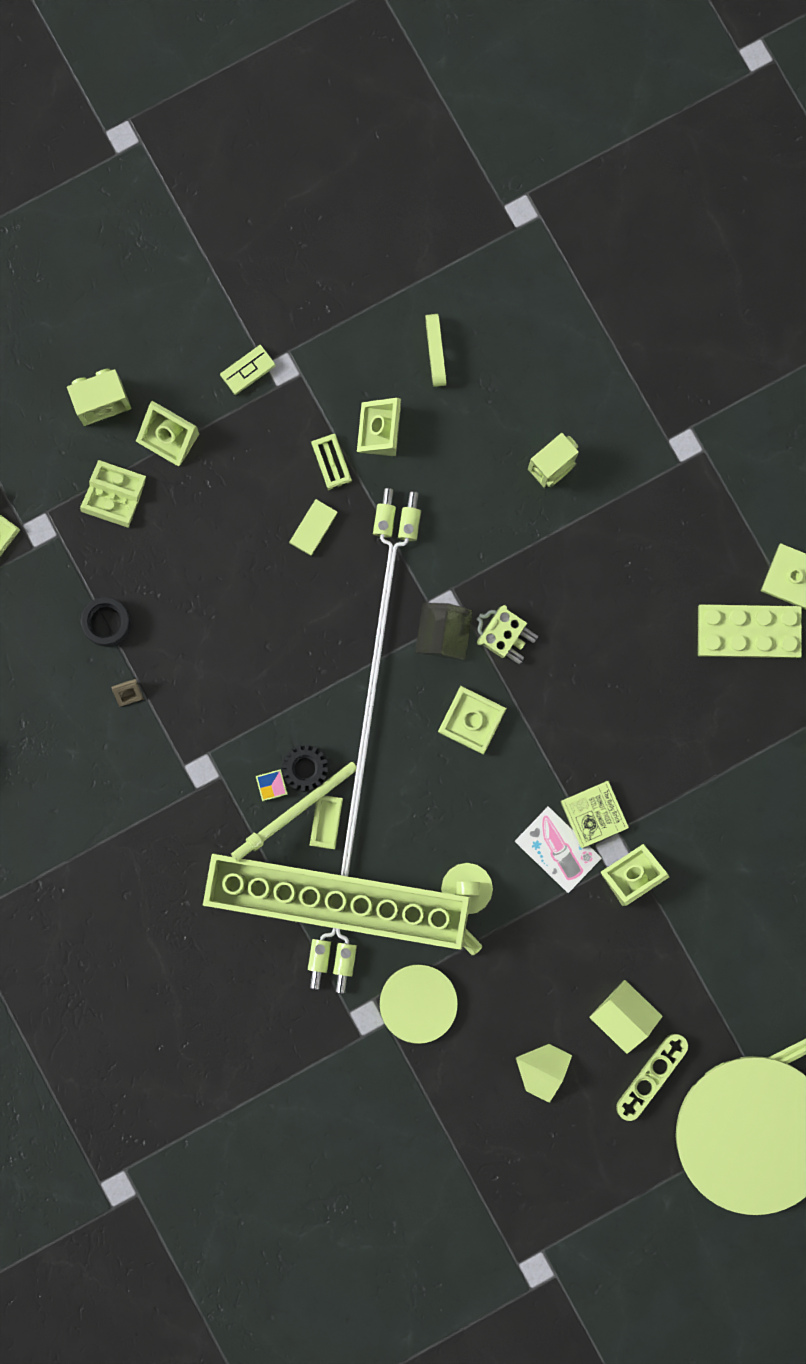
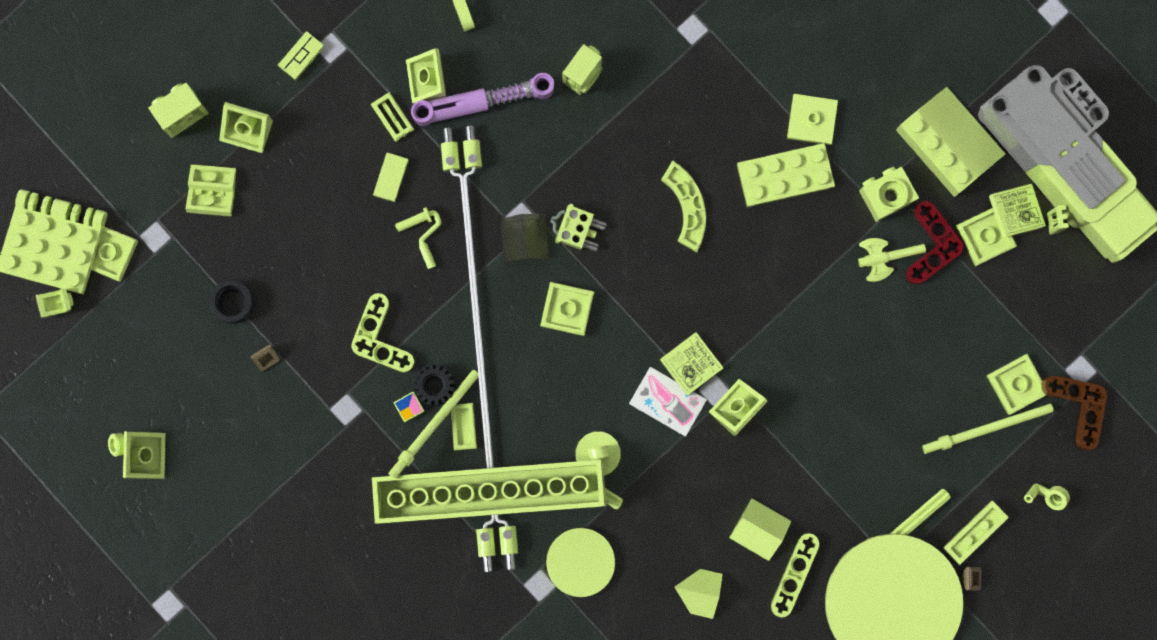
camera: 15 degrees left, 0 degrees up
(248, 698) = (371, 336): none -> yellowish green beam
(331, 581) = (426, 215): none -> yellowish green piece
(432, 466) = (479, 100): none -> lavender piece
(637, 636) = (692, 205): none -> yellowish green tile

